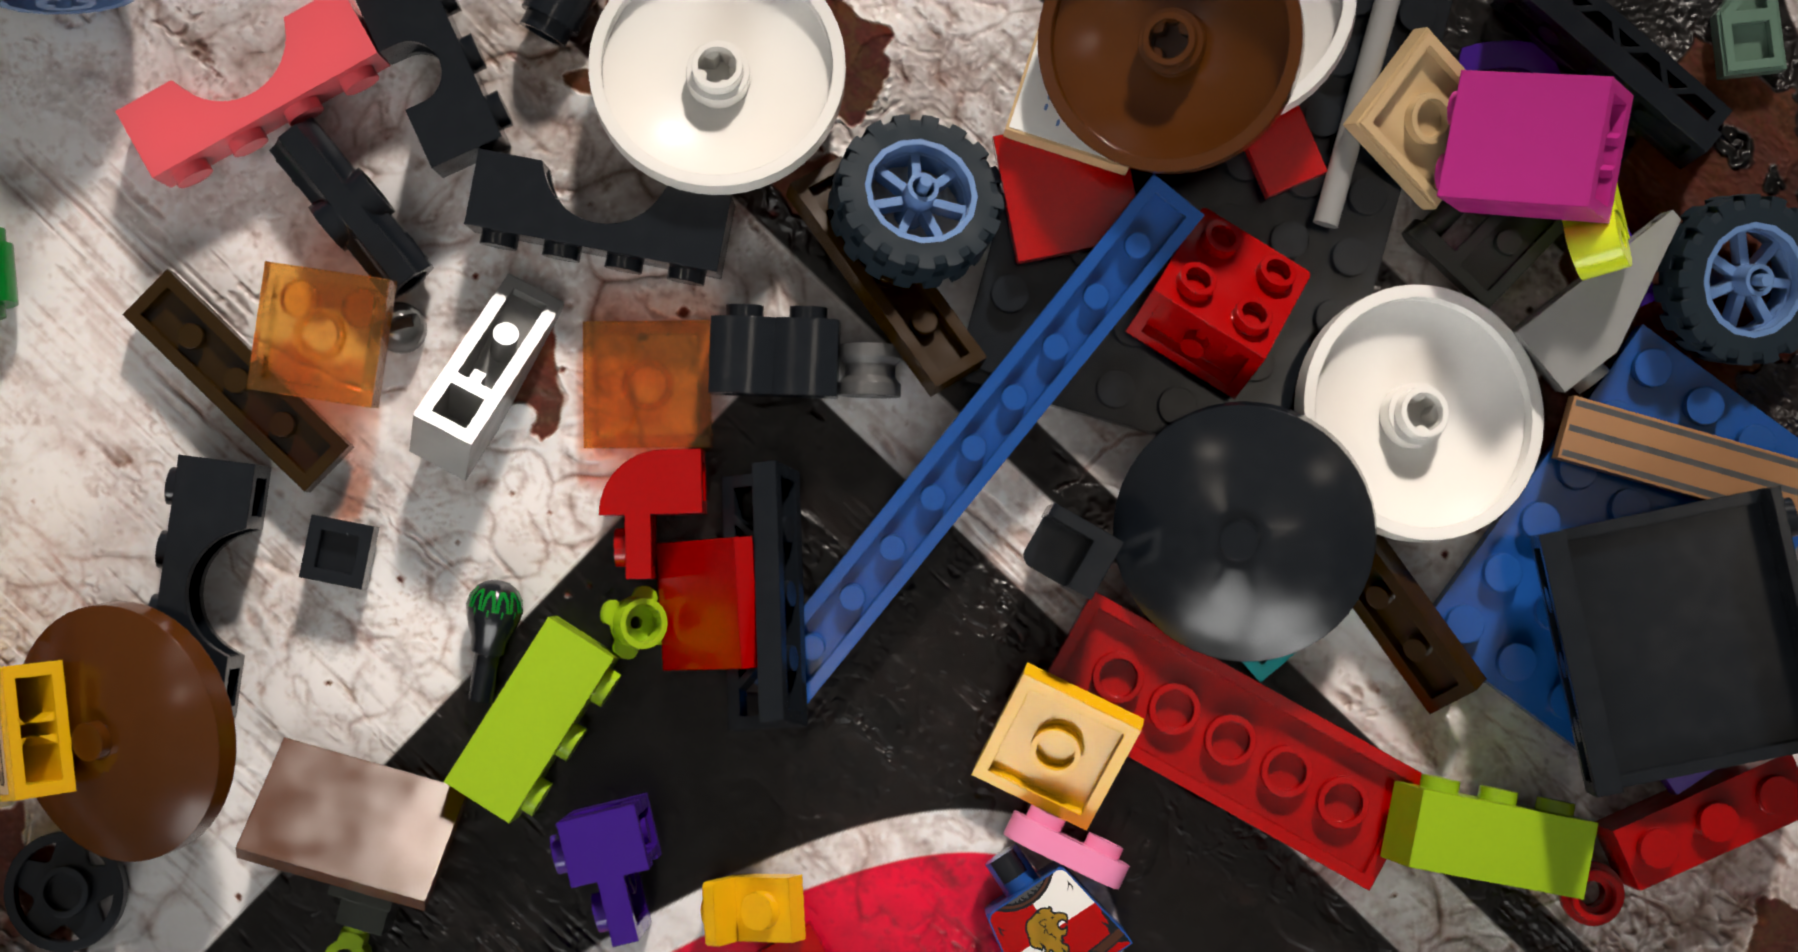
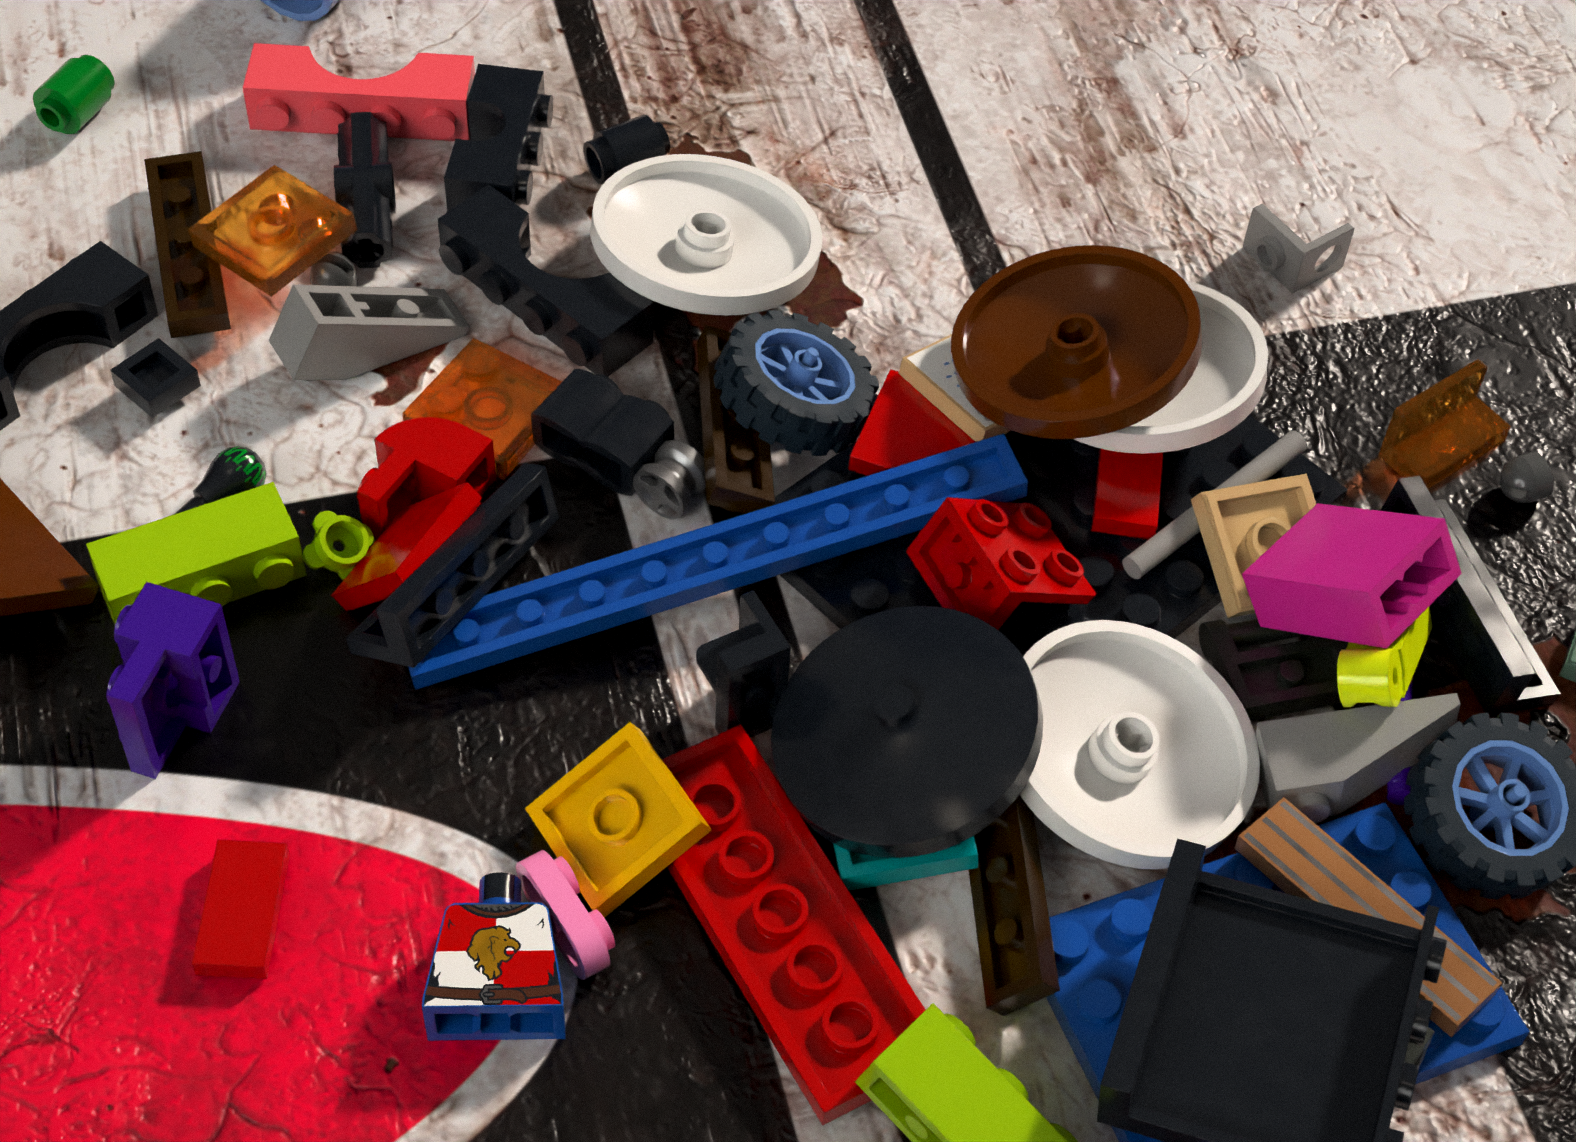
camera: 30 degrees right, 35 degrees down
(753, 909) = (246, 799): yellow bracket -> none

